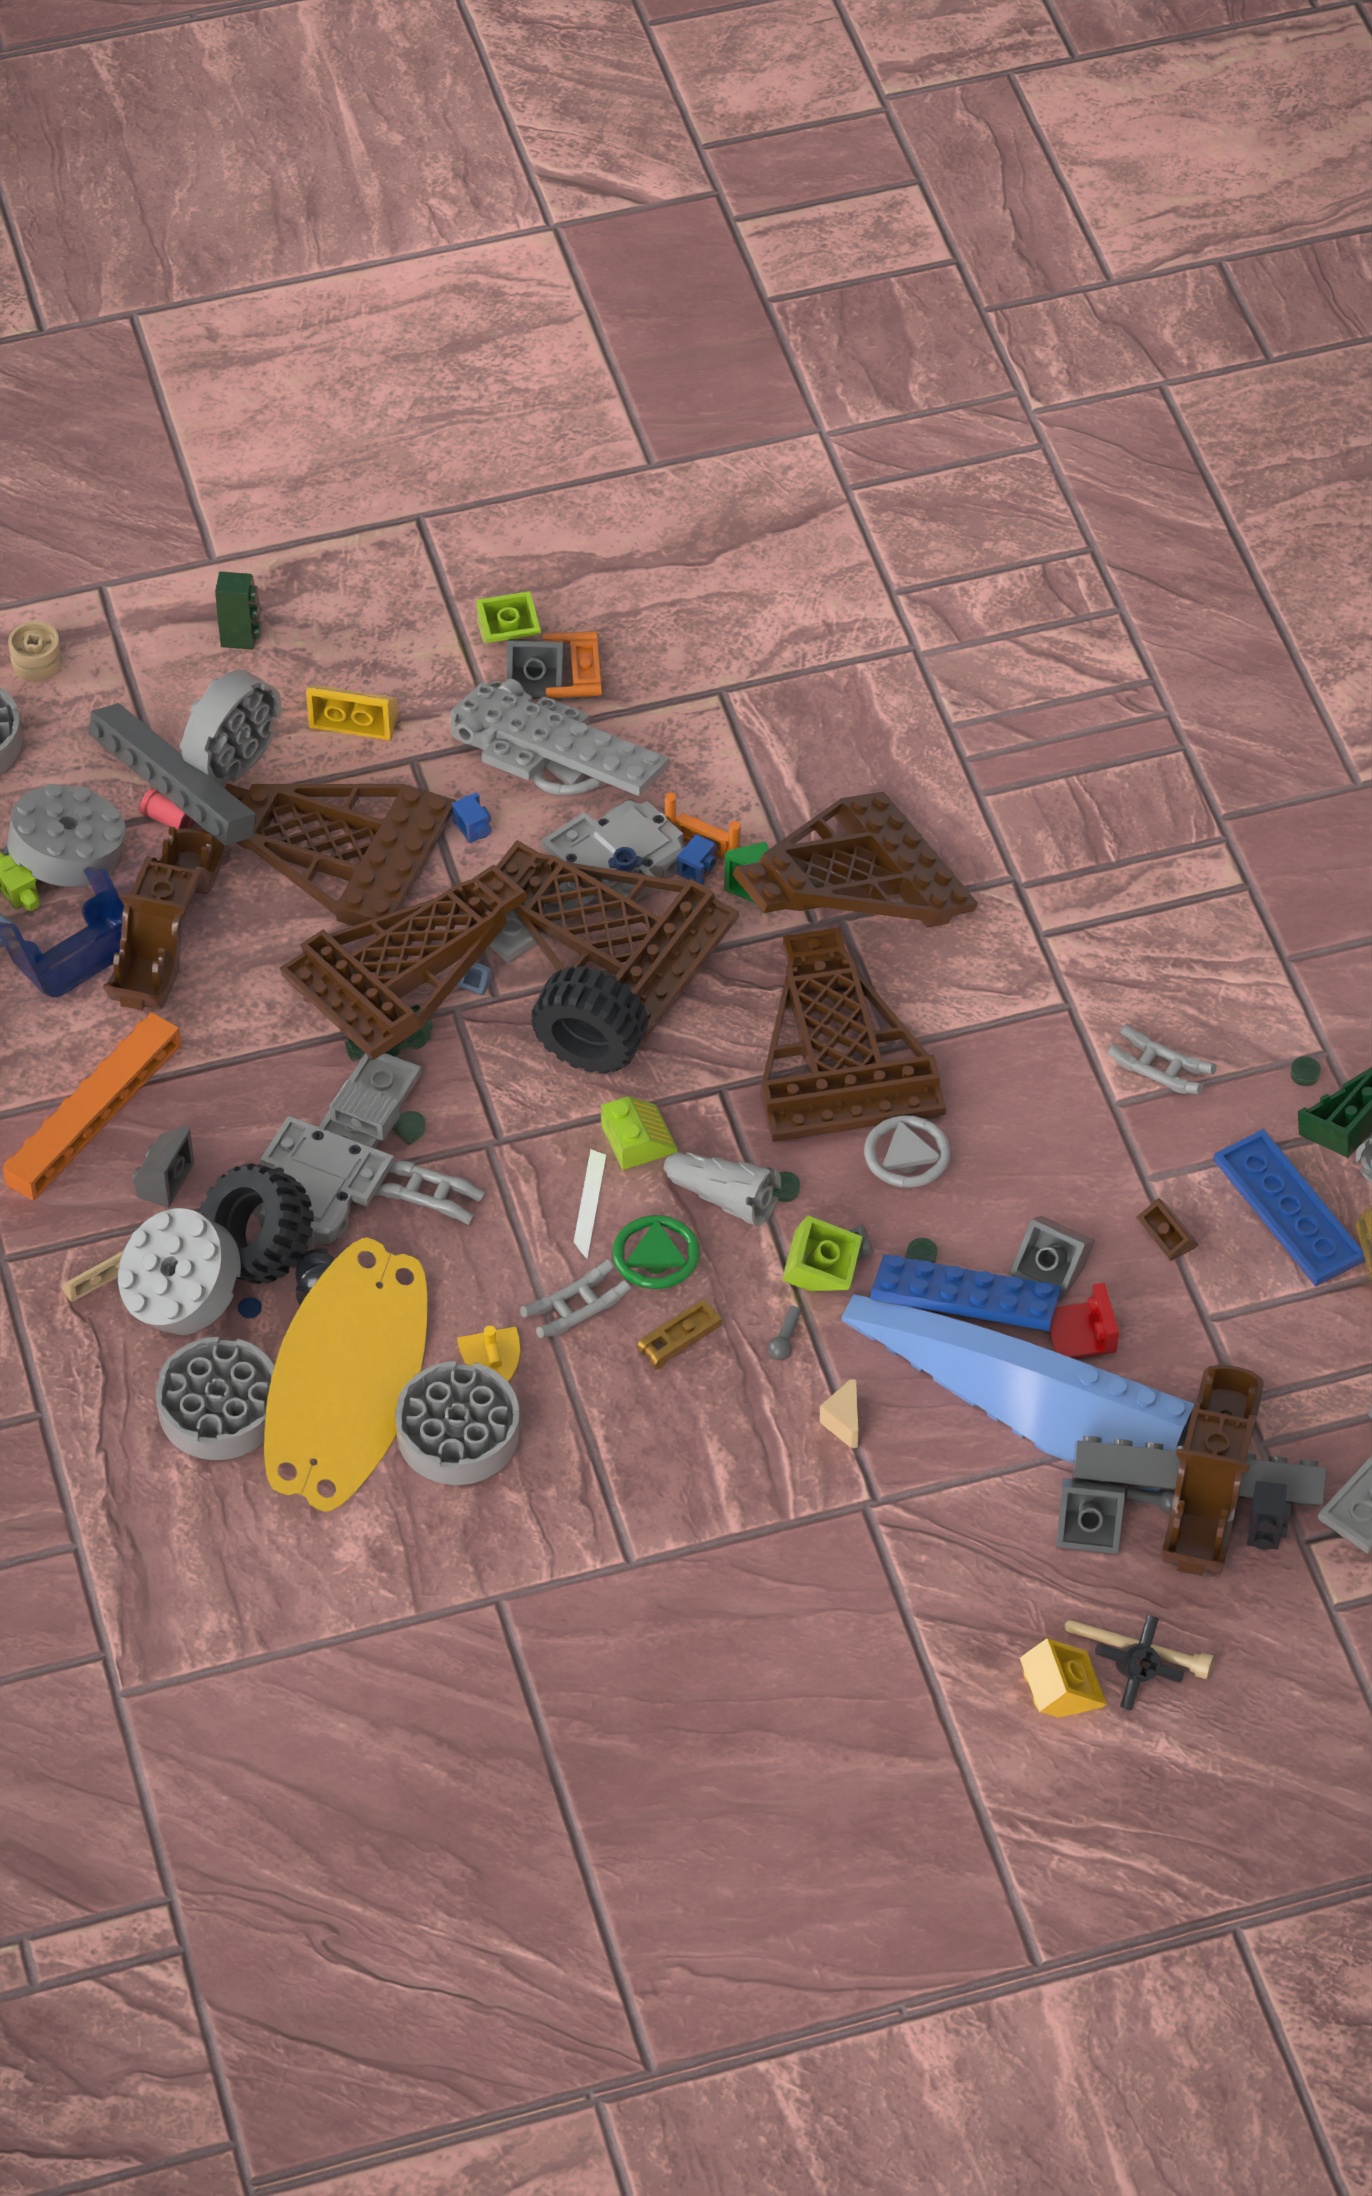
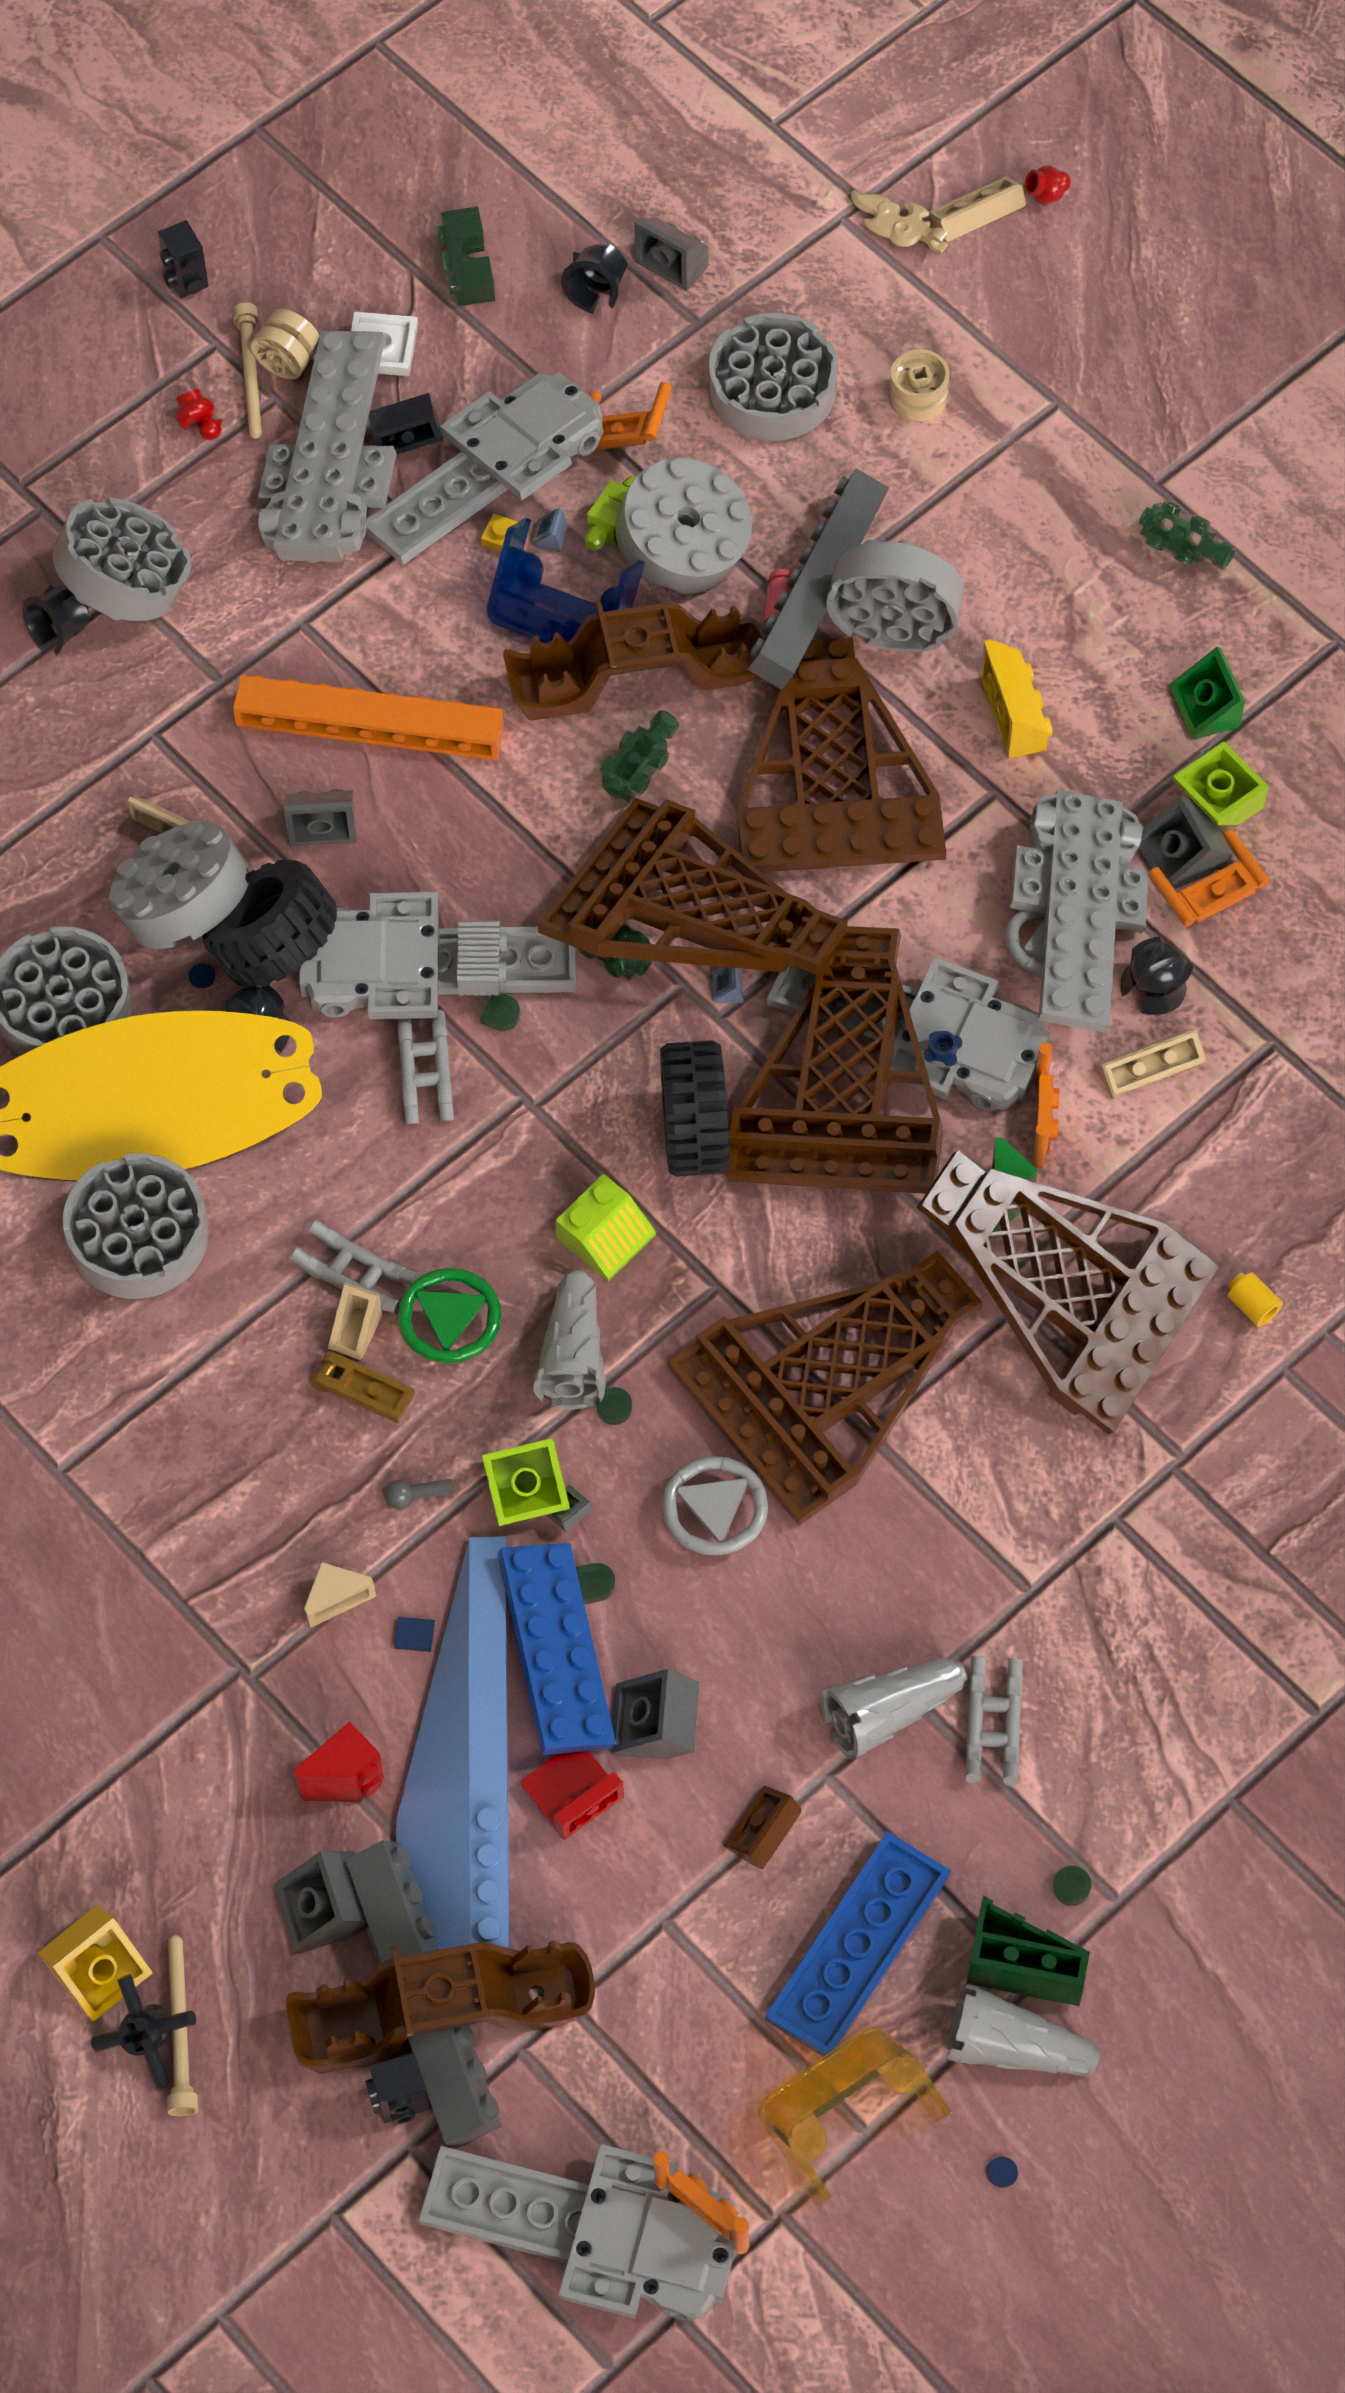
camera: 65 degrees right, 10 degrees up
(237, 610) = (1071, 531): dark green wedge -> none
(258, 962) = (626, 772): none -> clear green brick
(272, 560) = (1180, 535): none -> clear green brick
(422, 598) = (1209, 696): none -> green slope
(471, 817) = (937, 880): blue brick -> none
(492, 1349) = (253, 1223): yellow shield -> none
(589, 1201) = (497, 1225): white sticker -> none
(622, 1314) = (355, 1321): none -> tan slope
(634, 719) = (1157, 969): none -> black helmet
(695, 762) = (1151, 1062): none -> tan slope
(697, 859) = (1009, 1121): blue brick -> none
(900, 1382) = (414, 1634): none -> dark blue piece
(922, 781) = (1254, 1298): none -> yellow brick
(995, 1454) = (340, 1769): none -> red slope
(1119, 1116) = (878, 1706): none -> light grey cone

